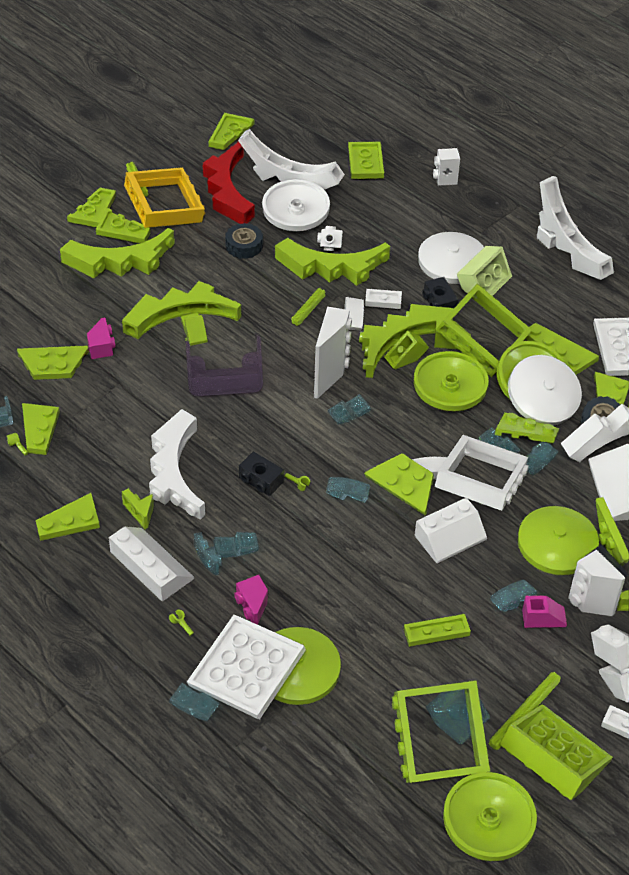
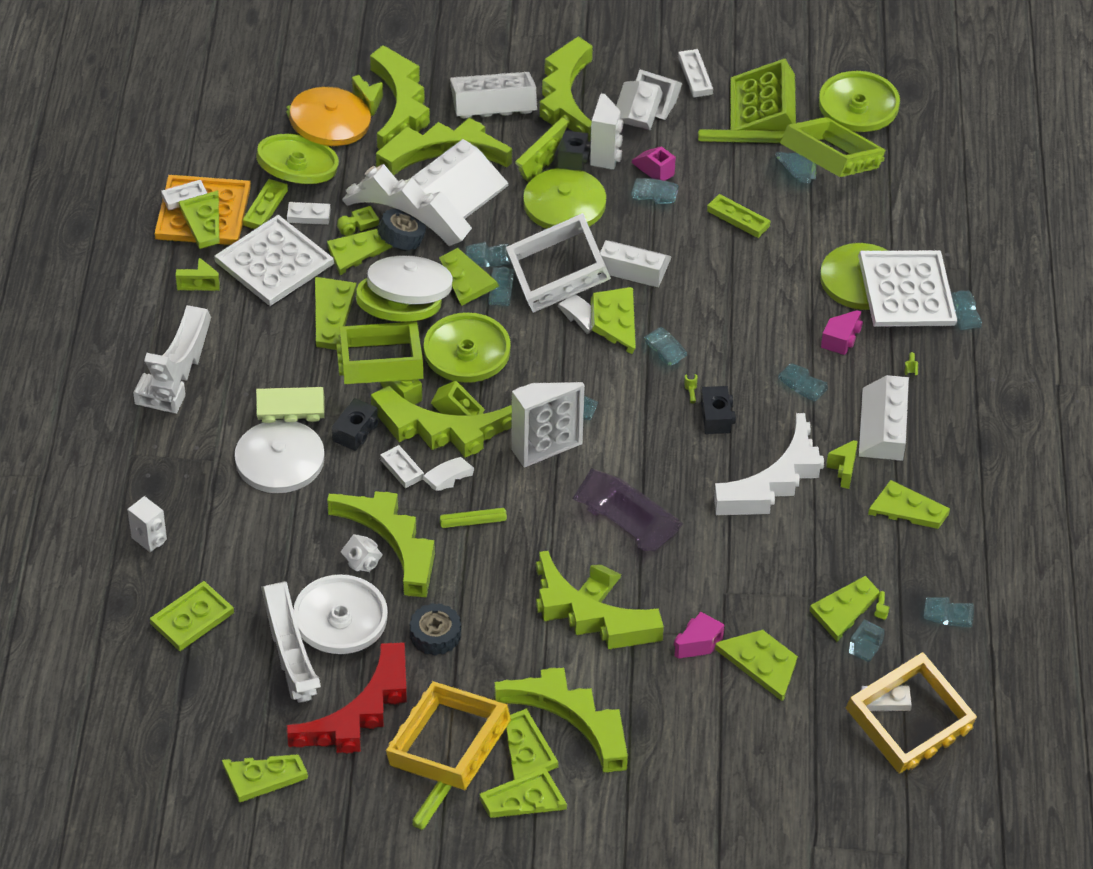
camera: 130 degrees left, 0 degrees up
(207, 554) = (835, 389): clear light blue slope -> none

